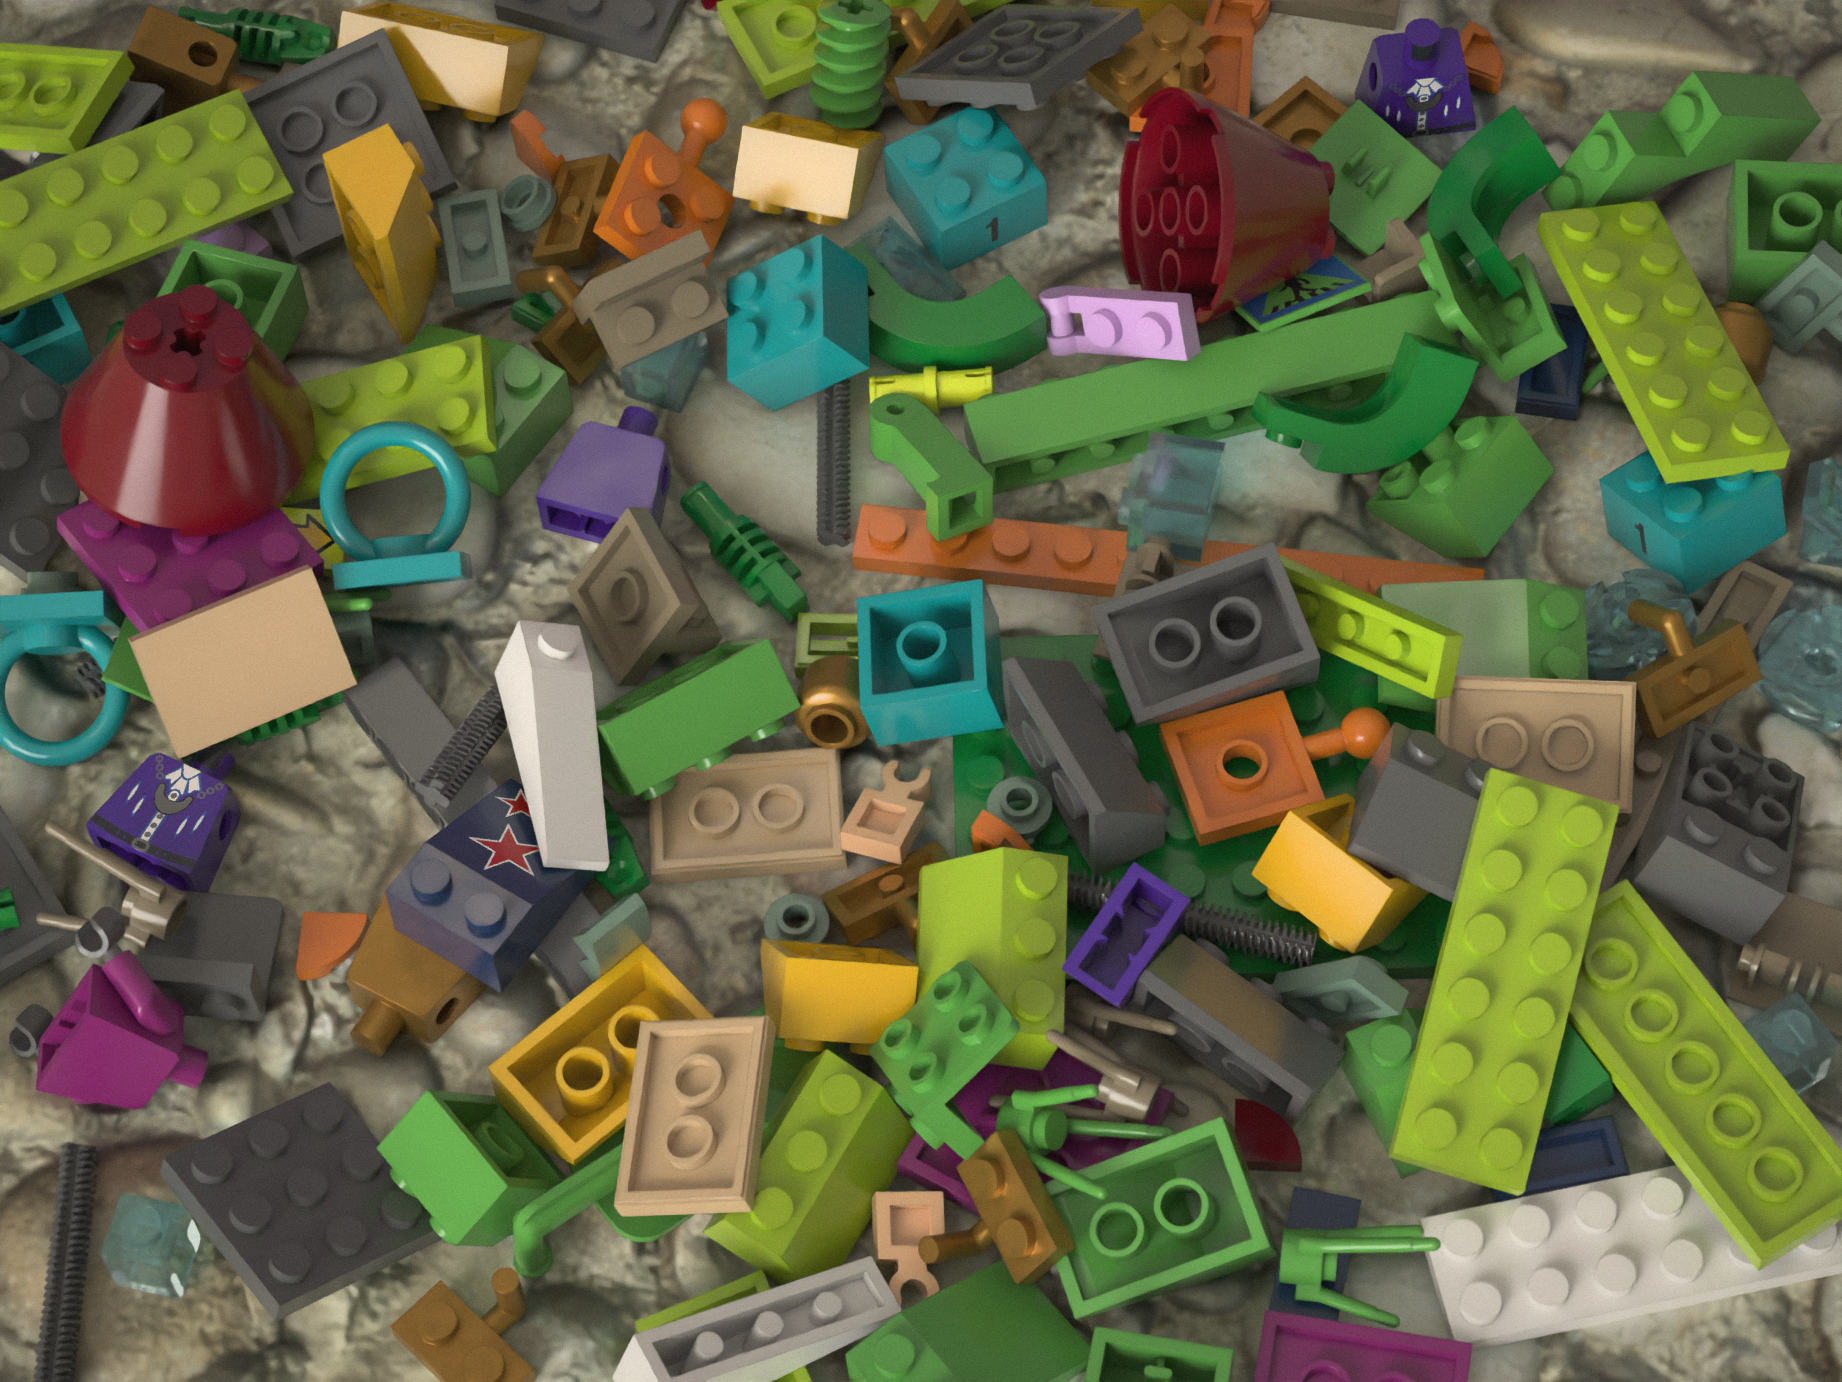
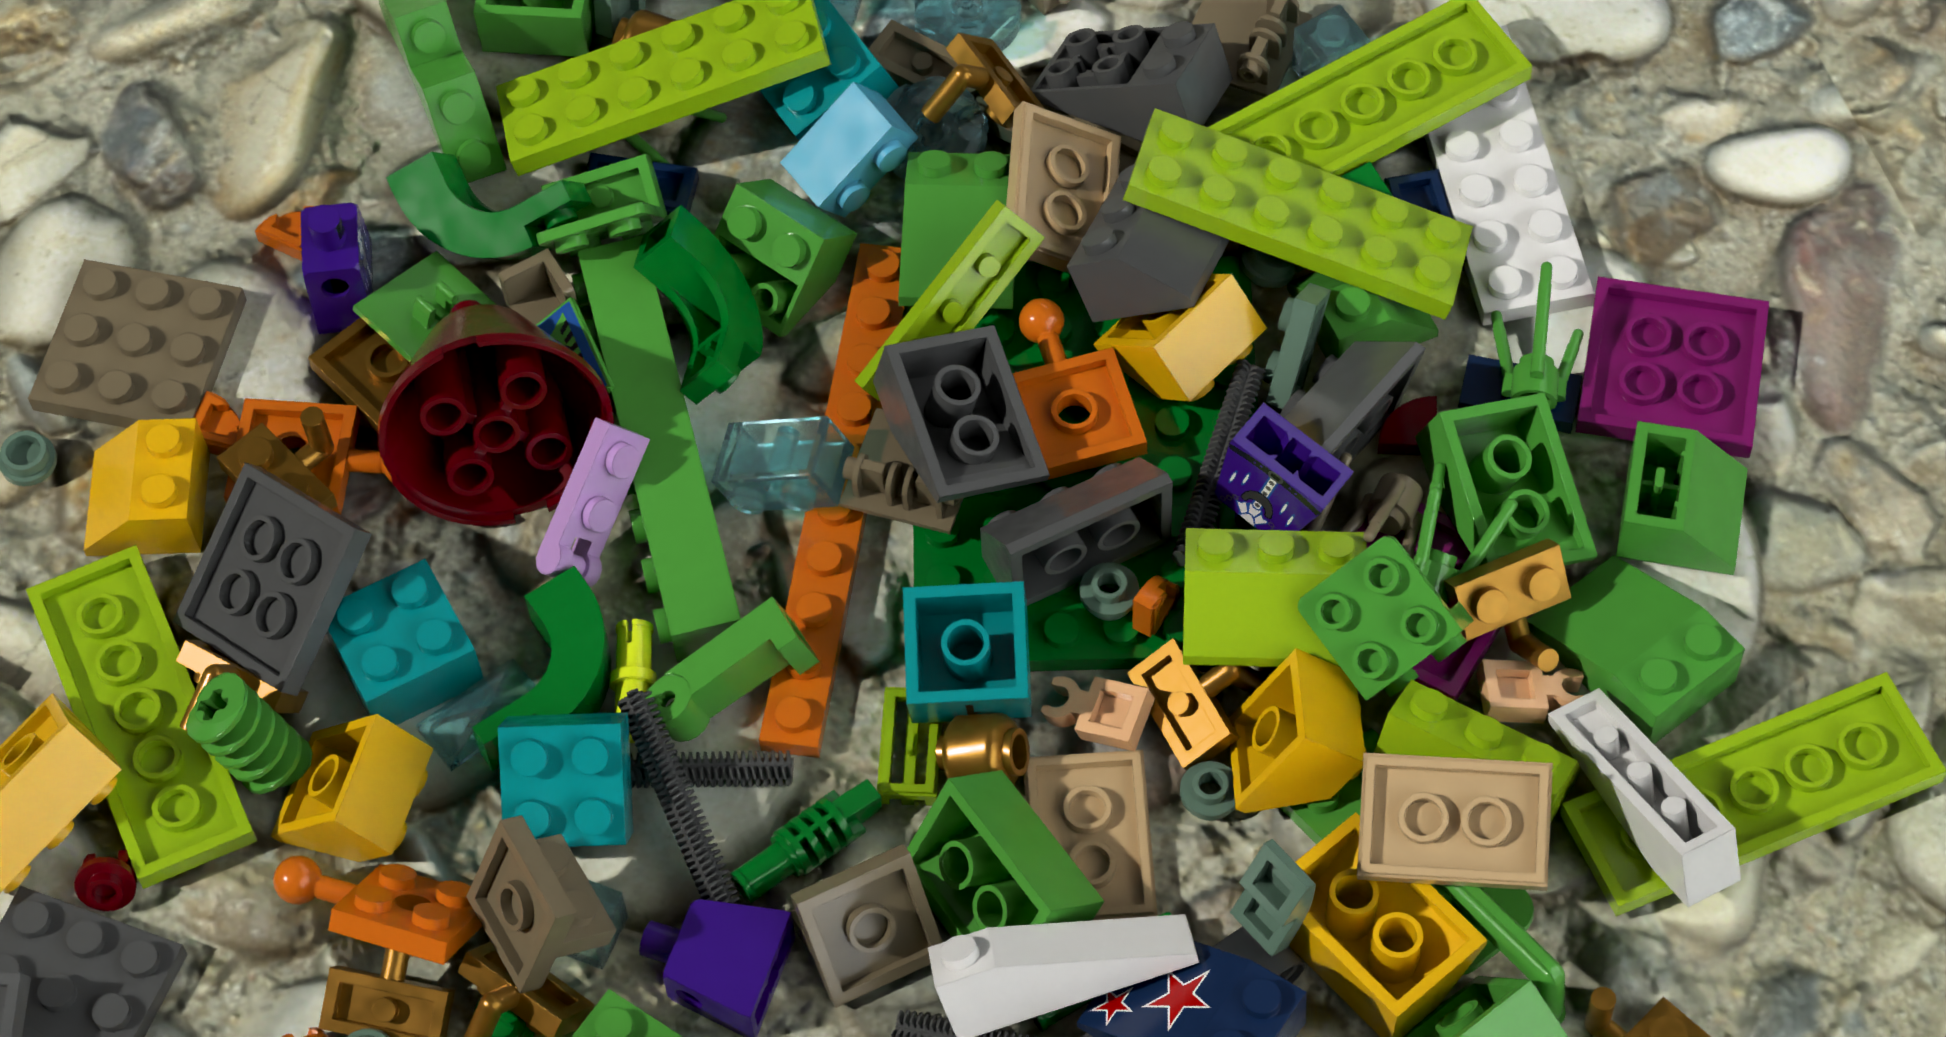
camera: 90 degrees left, 0 degrees up
(783, 427) = (675, 799): none -> dark grey axle
(1587, 536) = (849, 150): none -> medium azure brick

